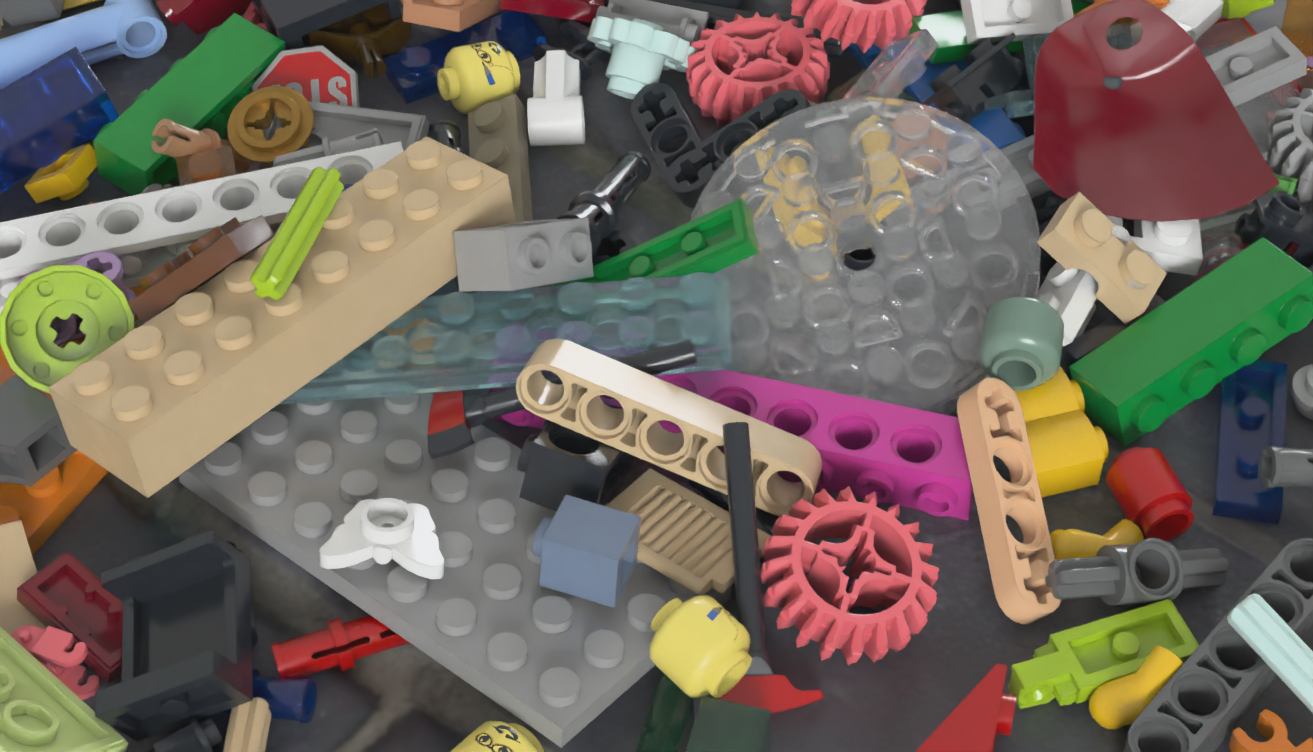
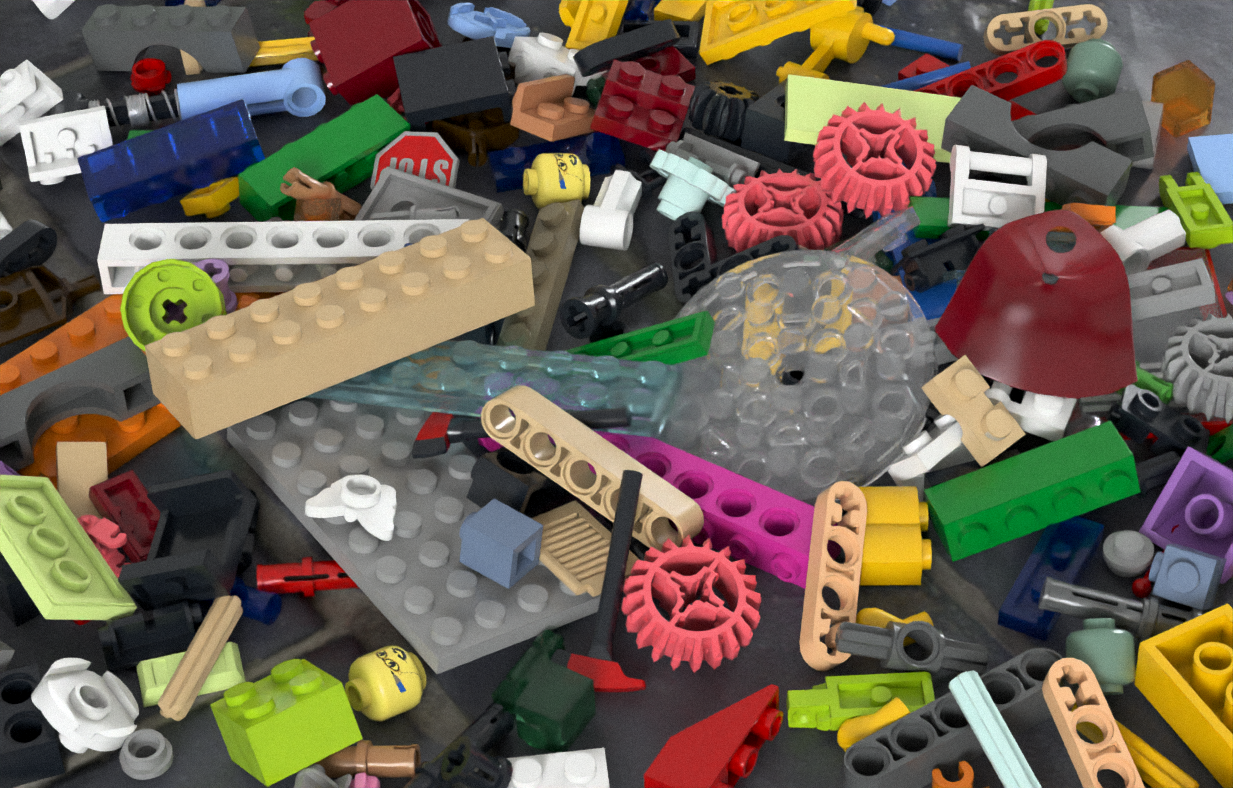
camera: 15 degrees right, 5 degrees down
(211, 257) = (285, 277): reddish brown plate -> none
(258, 111) = (370, 177): pearl gold gear -> none
(297, 233) = (355, 269): lime axle -> none
(523, 254) = (529, 322): light grey brick -> none
(700, 646) = (558, 626): light yellow head -> none
(1021, 342) = (883, 461): sand green head -> none
(1150, 493) = (951, 597): red brick -> none

